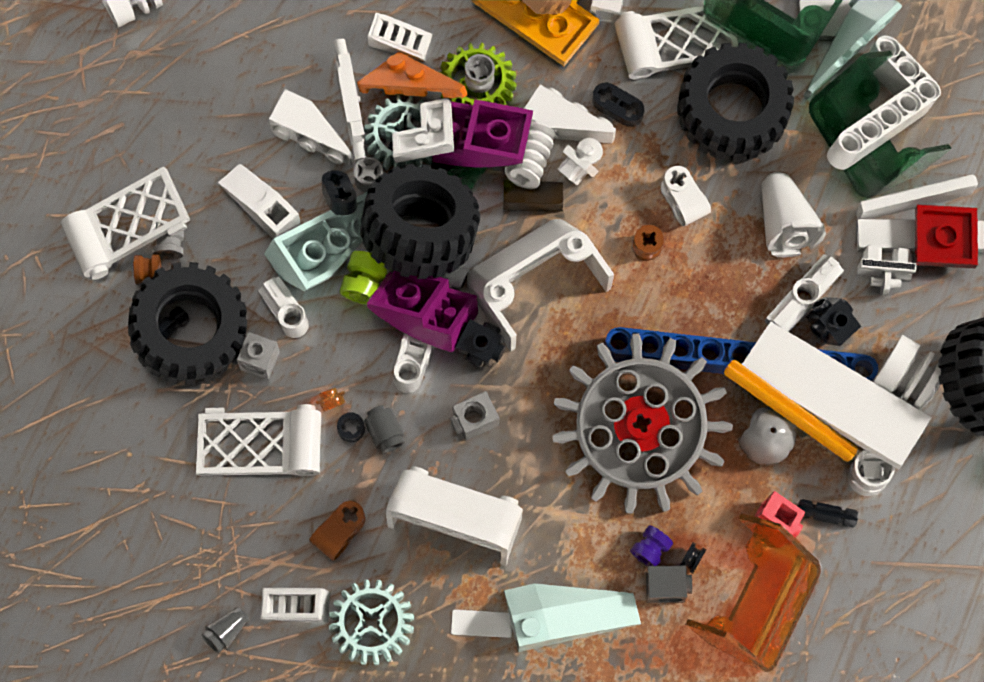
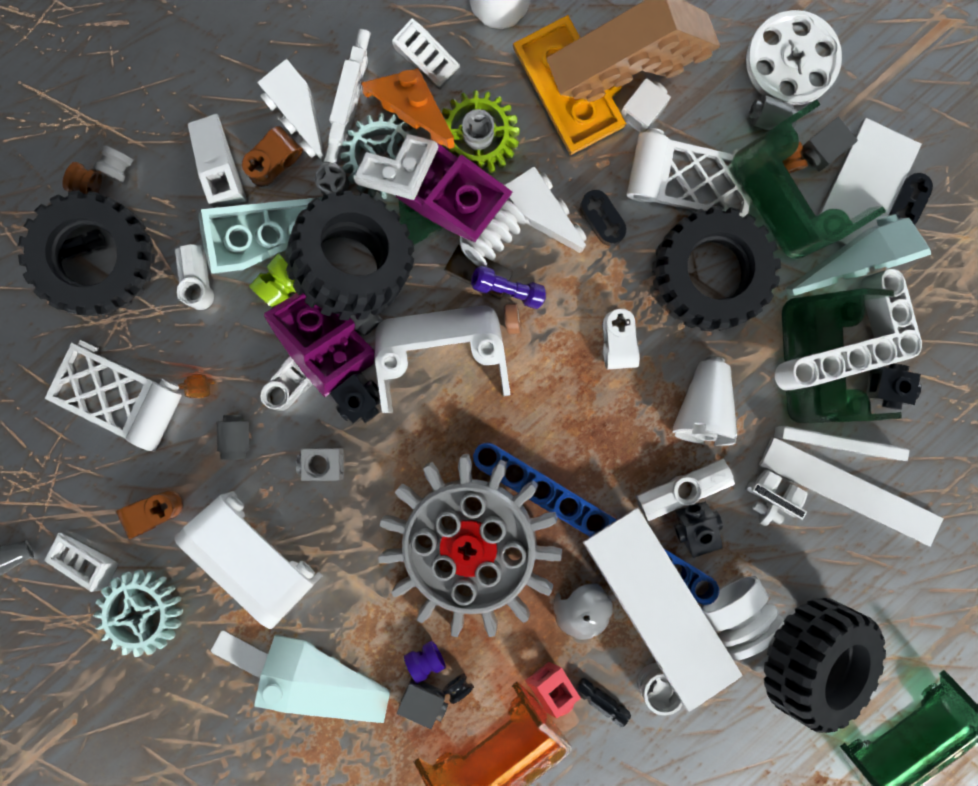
camera: 20 degrees right, 15 degrees up
(92, 244) = (42, 128): white piece -> none
(258, 355) = (146, 314): light grey brick -> none
(306, 175) = (274, 154): none -> dark orange piece
(342, 190) = (288, 186): black beam -> none
(353, 418) = (200, 428): black bush -> none
(544, 193) = (485, 280): none -> dark purple piece
(580, 161) = (537, 261): white hips -> none
(582, 219) = (512, 318): none -> nougat tile
(644, 248) = (559, 372): dark orange wheel -> none
(790, 410) = (612, 605): light orange axle -> none
(934, 128) = (894, 386): none -> black brick
(946, 236) = (849, 497): red plate -> none

